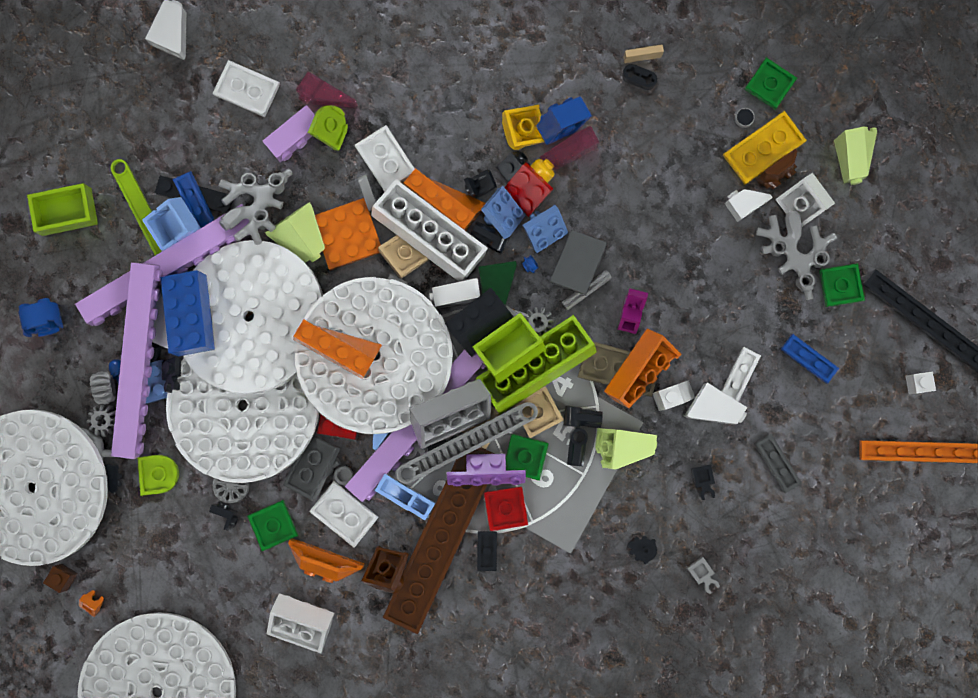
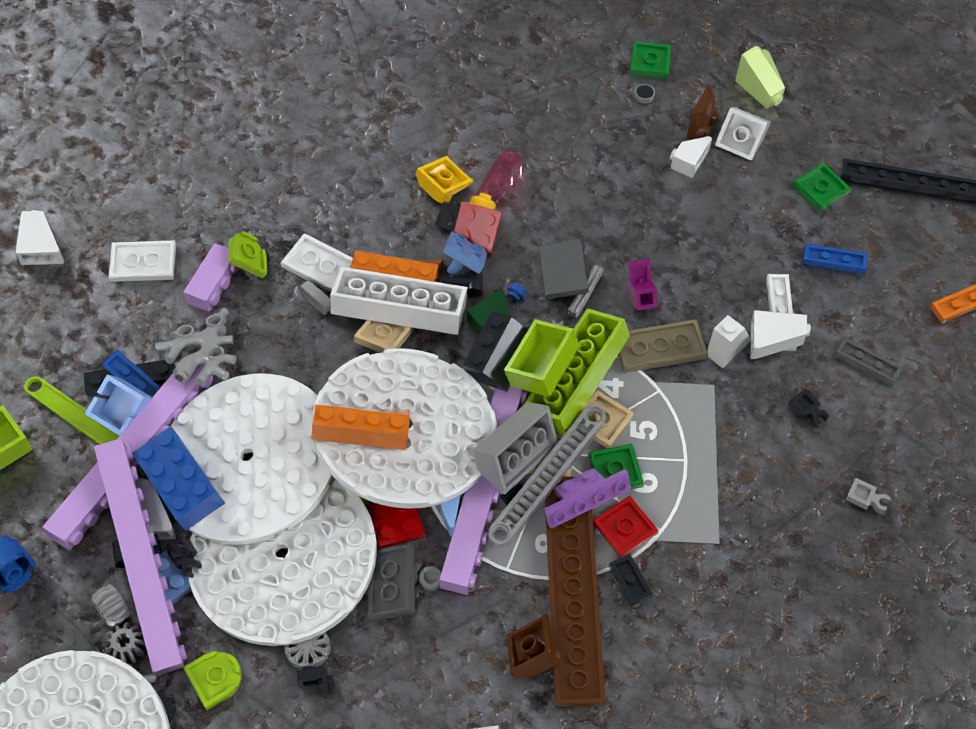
camera: 30 degrees left, 25 degrees down
(114, 368) = (121, 584): blue cylinder -> none
(272, 525) = (377, 669): green tile -> none
(299, 234) = (263, 356): yellowish green slope -> none
(321, 93) = (221, 228): clear pink slope -> none
(323, 562) = (456, 677): orange wedge -> none
(344, 514) = (452, 618): white tile -> none
(347, 234) = (313, 345): orange plate -> none
(405, 496) = (512, 562): light blue slope -> none
(455, 293) = (459, 340): white slope -> none
(480, 184) = (427, 243): black bracket -> none
(545, 228) = (514, 250): medium blue plate -> none
(563, 119) = (478, 152): blue brick -> none
(576, 449) = (663, 433): black piece -> none
(578, 417) = (647, 405): black piece -> none
(623, 447) = (707, 406): yellowish green slope -> none
(638, 81) = (528, 100): black beam -> none
(641, 368) = (682, 328): orange wedge -> none
(643, 549) = (790, 502): black piece -> none
(644, 53) = (521, 80): tan tile -> none
(764, 147) = (674, 110): yellow tile -> none
(788, 245) = (777, 180): light grey plant -> none
(920, 383) = (949, 231): white brick -> none

